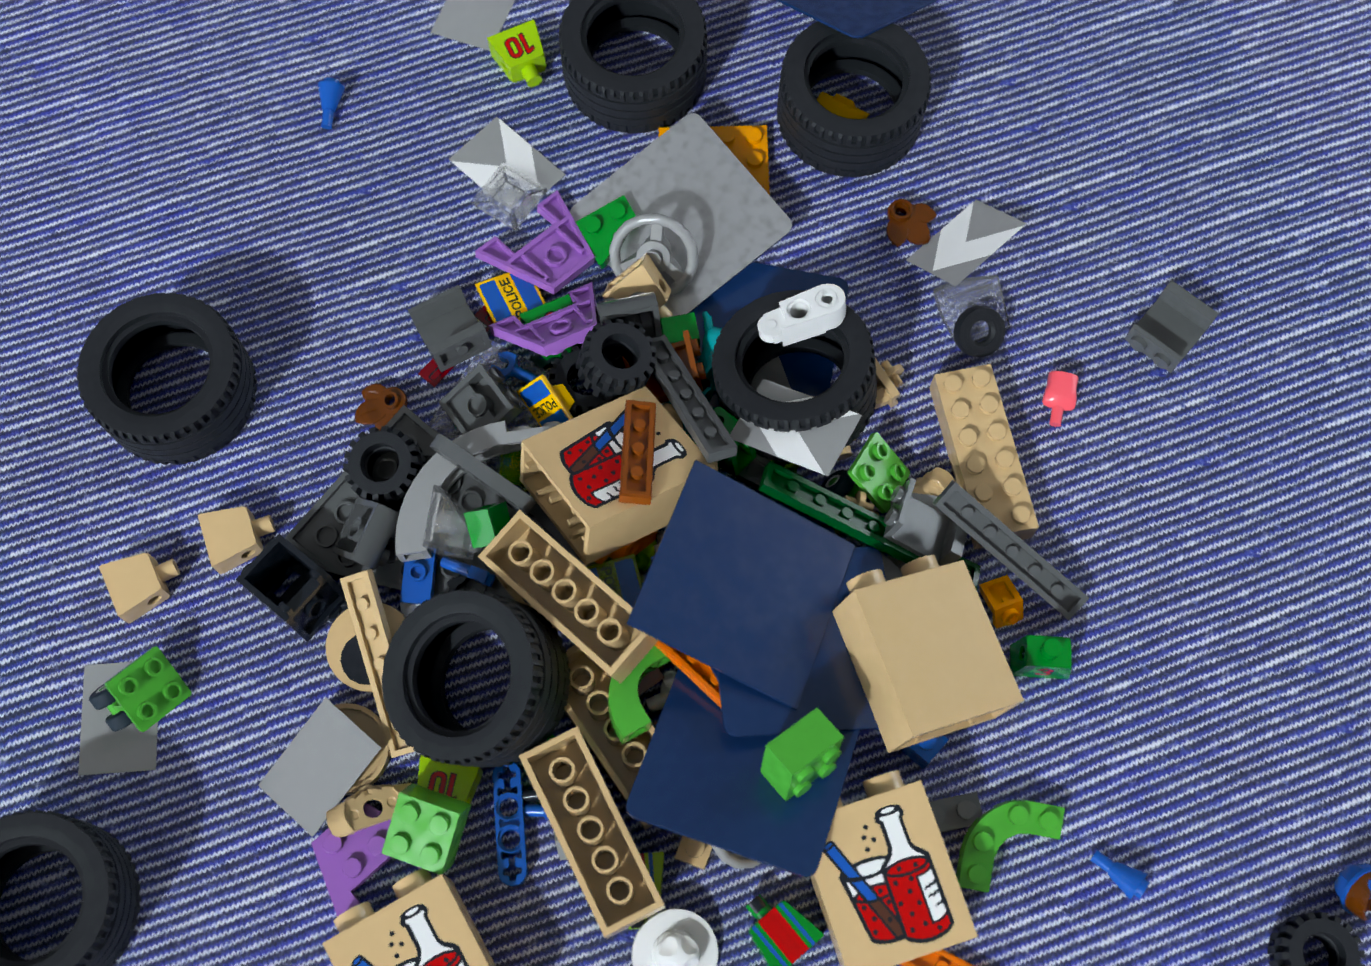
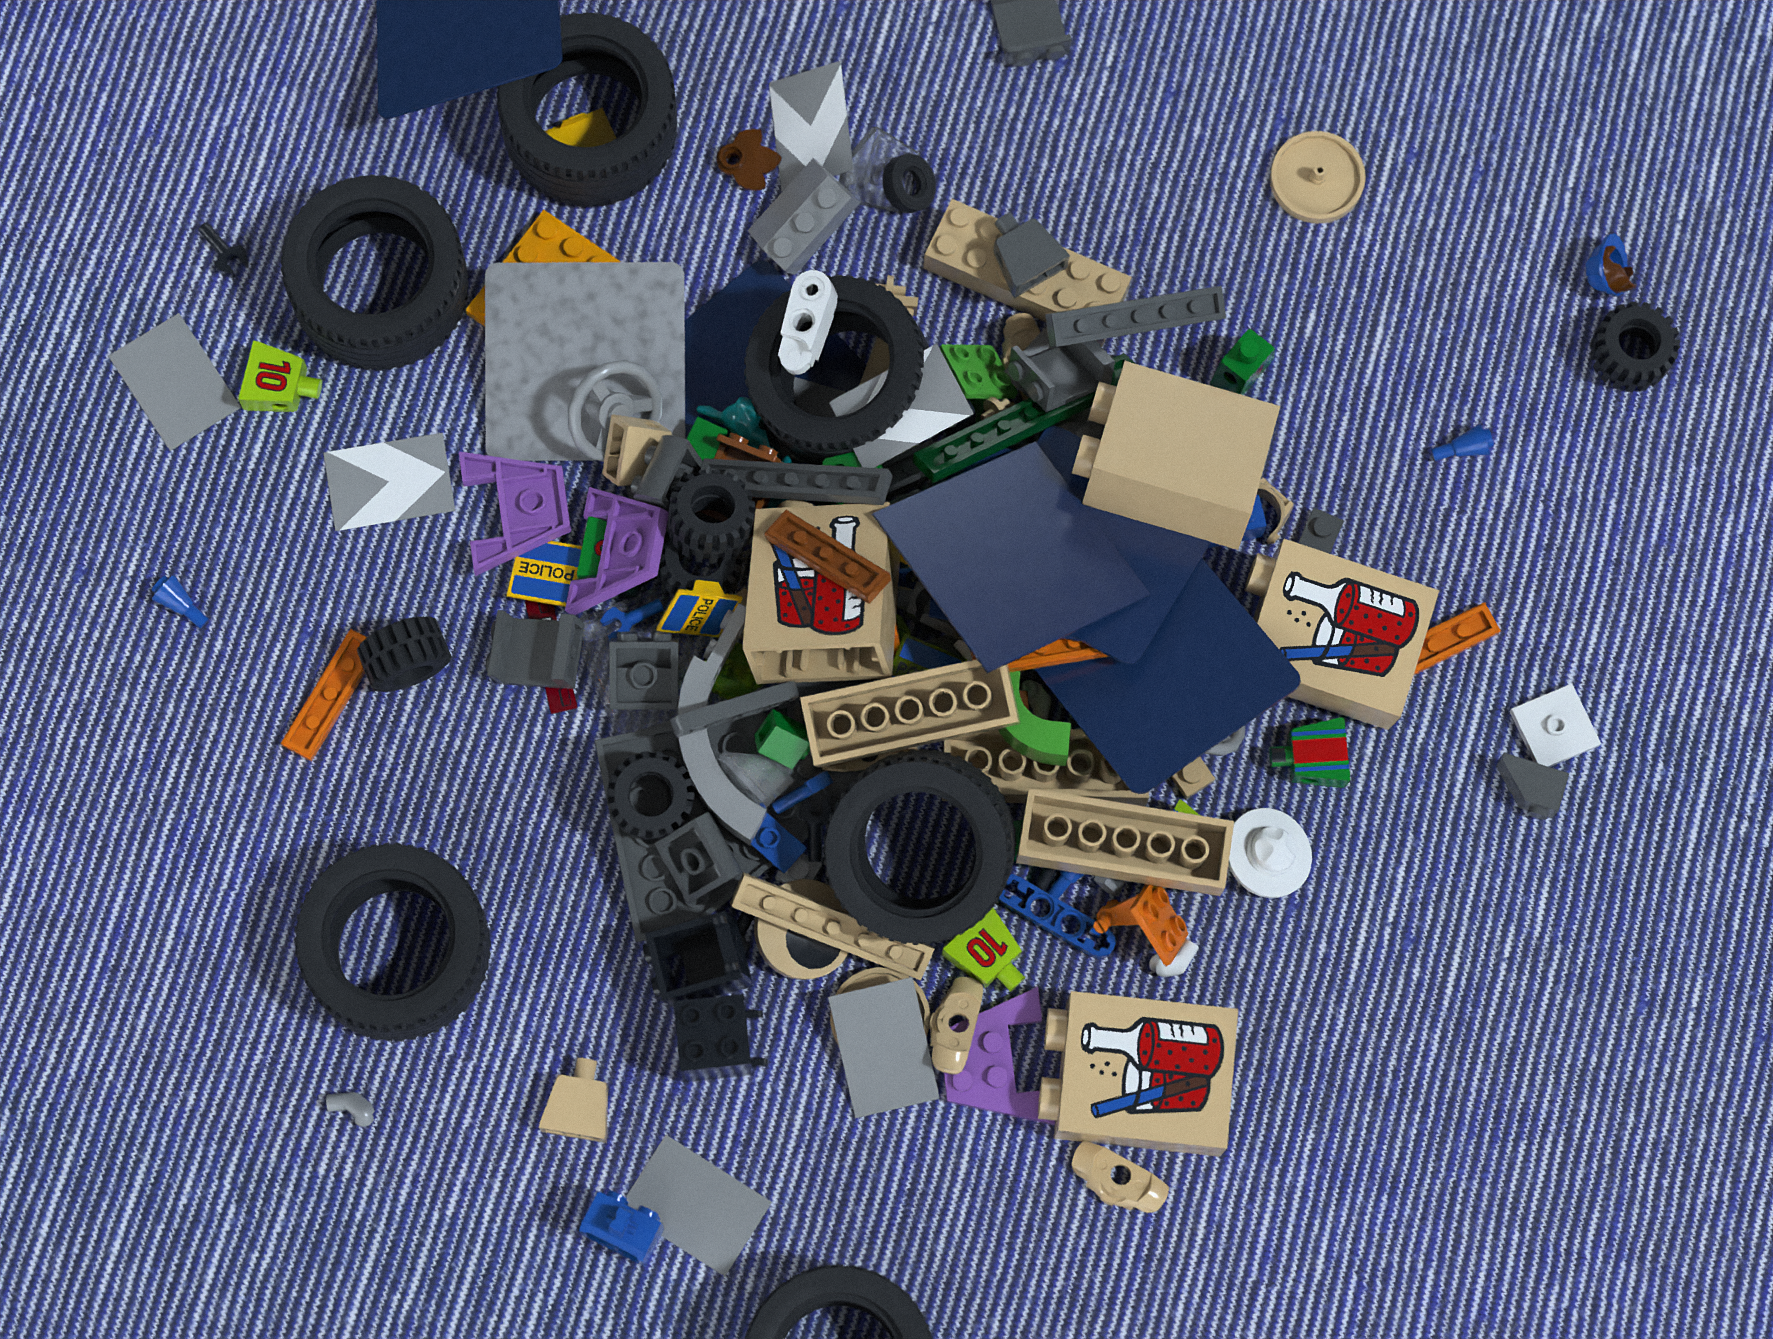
camera: 60 degrees left, 5 degrees up
(49, 439) = (354, 1104): none -> light grey arm
(58, 674) = (621, 1227): none -> blue hinge
(141, 692) = (697, 1162): bright green plate -> none
(233, 536) = (596, 987): tan torso -> none
(239, 639) = (714, 1038): none -> black container
(331, 231) = (327, 699): none -> orange tile
(377, 408) = (565, 775): reddish brown plate -> none
(381, 247) = (404, 654): none -> black tyre
(426, 828) = (1017, 982): bright green brick -> none
(509, 196) = (426, 500): clear slope -> none
(535, 942) = (1179, 963): none -> white arm
(551, 900) = (1153, 914): none -> orange plate
(602, 224) = (540, 433): green wing -> none
(802, 755) = (1199, 615): bright green brick -> none
(894, 282) = (803, 217): none -> light grey slope
(959, 768) = (1280, 504): none -> tan helmet
(990, 438) = (1027, 254): none -> dark grey torso
(993, 829) = (1355, 512): bright green plate -> none
(1002, 601) = (1169, 357): light orange bracket -> none
(1060, 394) = (1019, 163): coral piece -> none
(1234, 610) = (1317, 177): none -> tan piece

